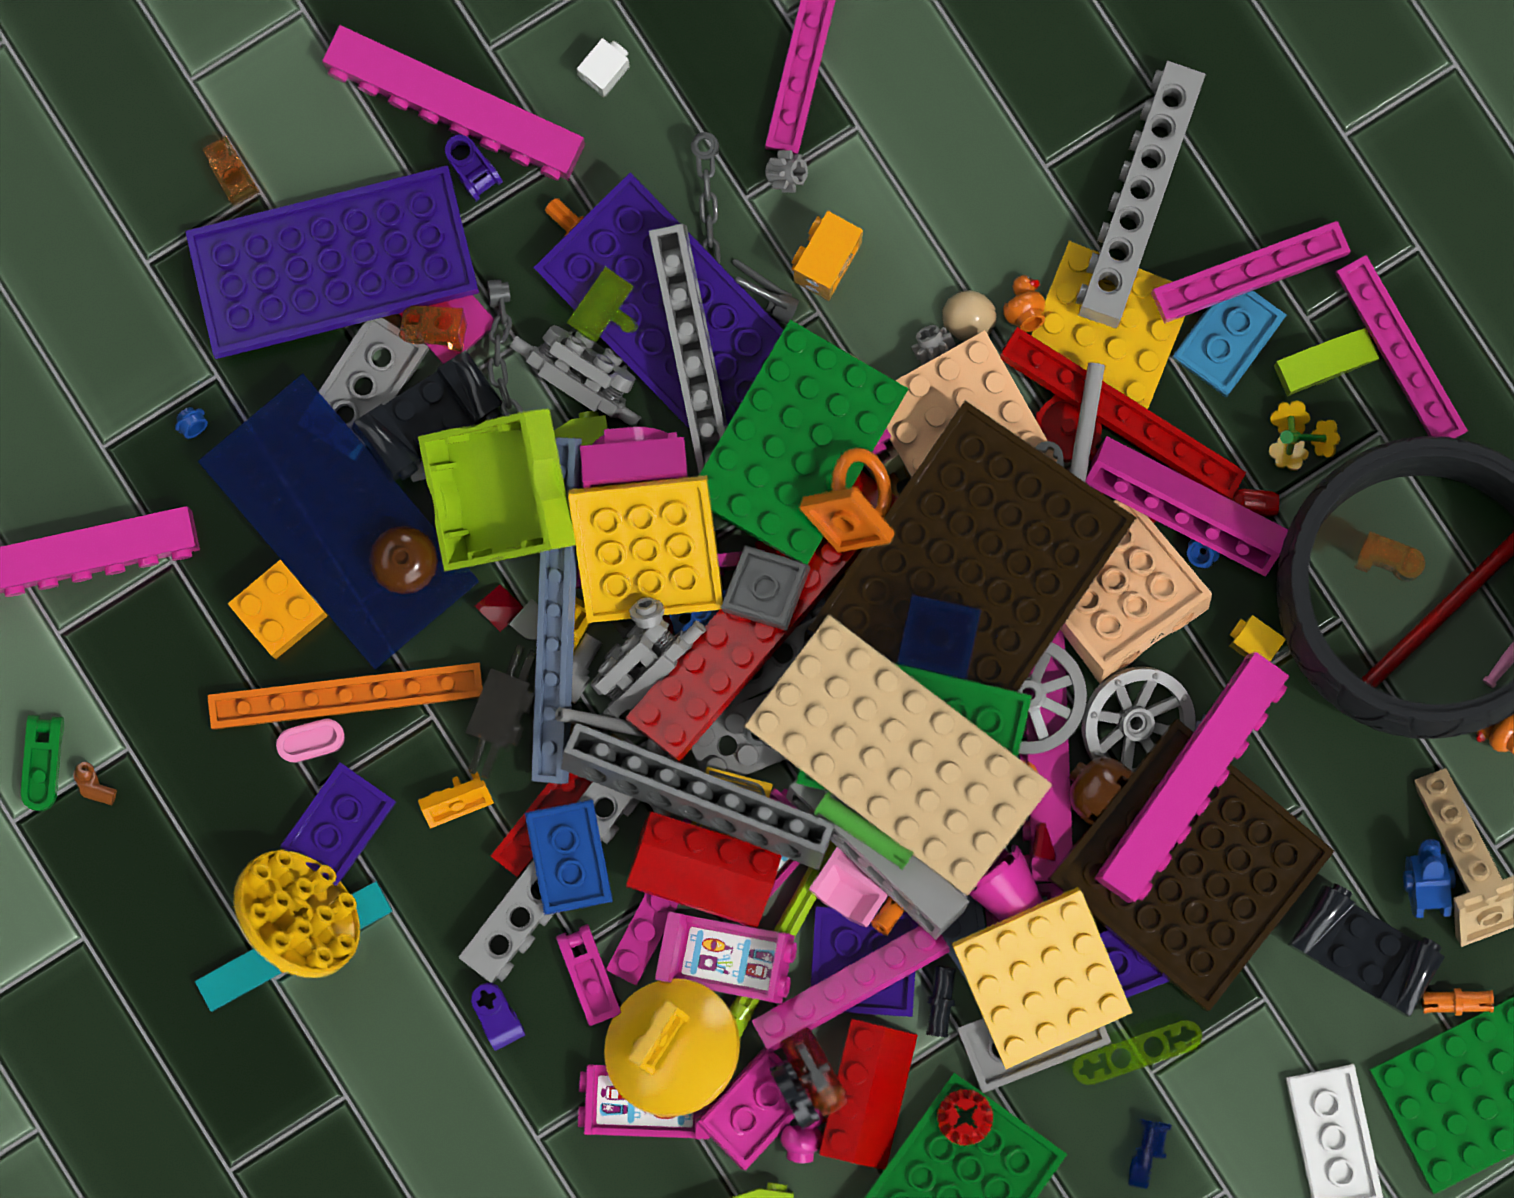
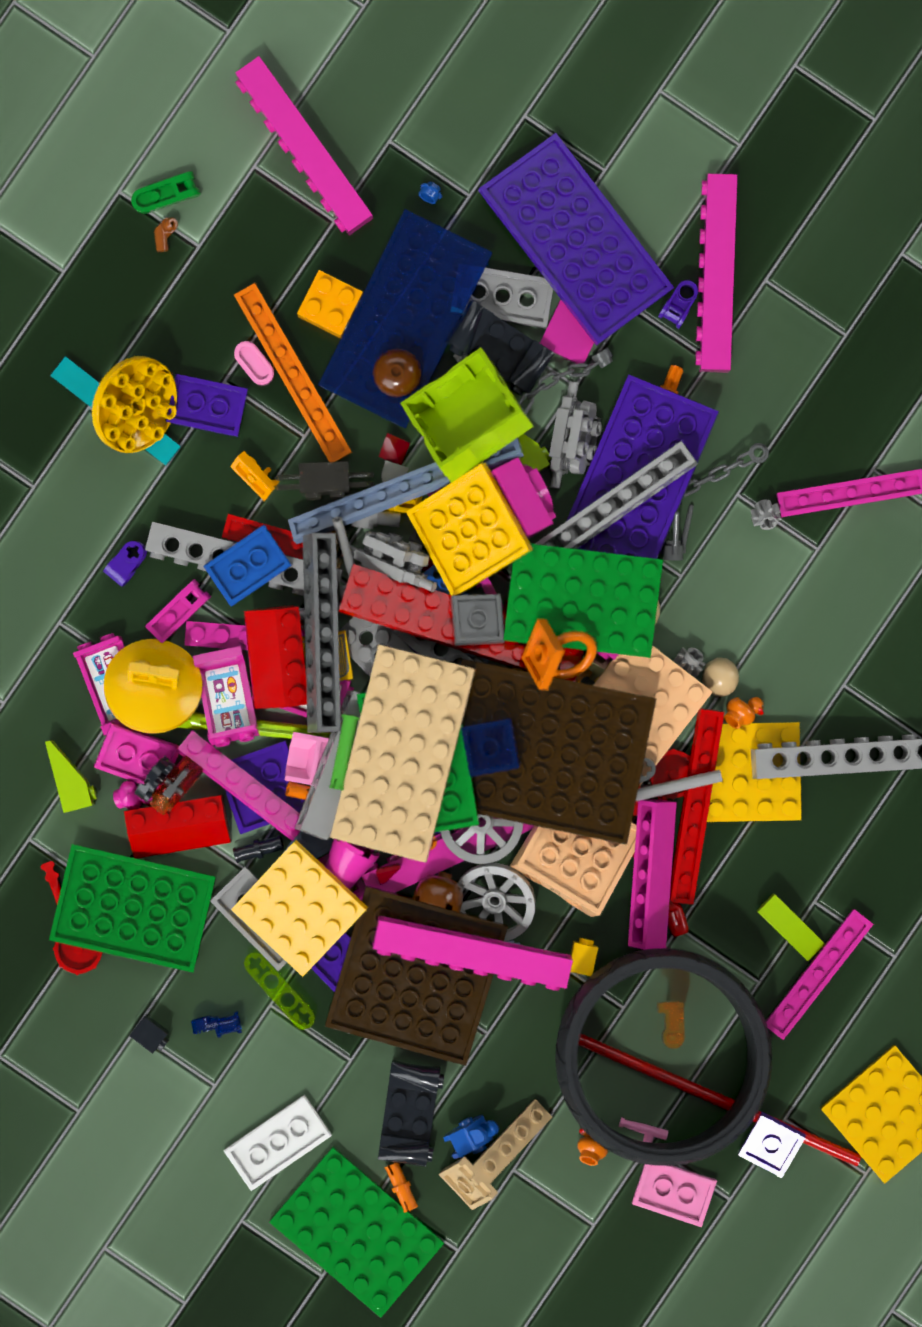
camera: 65 degrees right, 5 degrees up
(230, 171) = (608, 144): clear orange leg -> none
(434, 326) = (561, 325): clear orange leg -> none
(603, 305) = (621, 431): clear neon green plate -> none
(604, 66) = (785, 362): white brick -> none
(647, 613) = (427, 548): light grey plate -> none
(827, 255) = (719, 565): light orange piece -> none
(948, 1117) = (177, 900): red gear -> none
(1197, 558) = (621, 897): blue plate -> none
(1228, 340) = (780, 855): dark azure tile -> none
(1250, 272) = (828, 852): dark pink plate -> none
(1291, 423) = (720, 927): yellow plant -> none

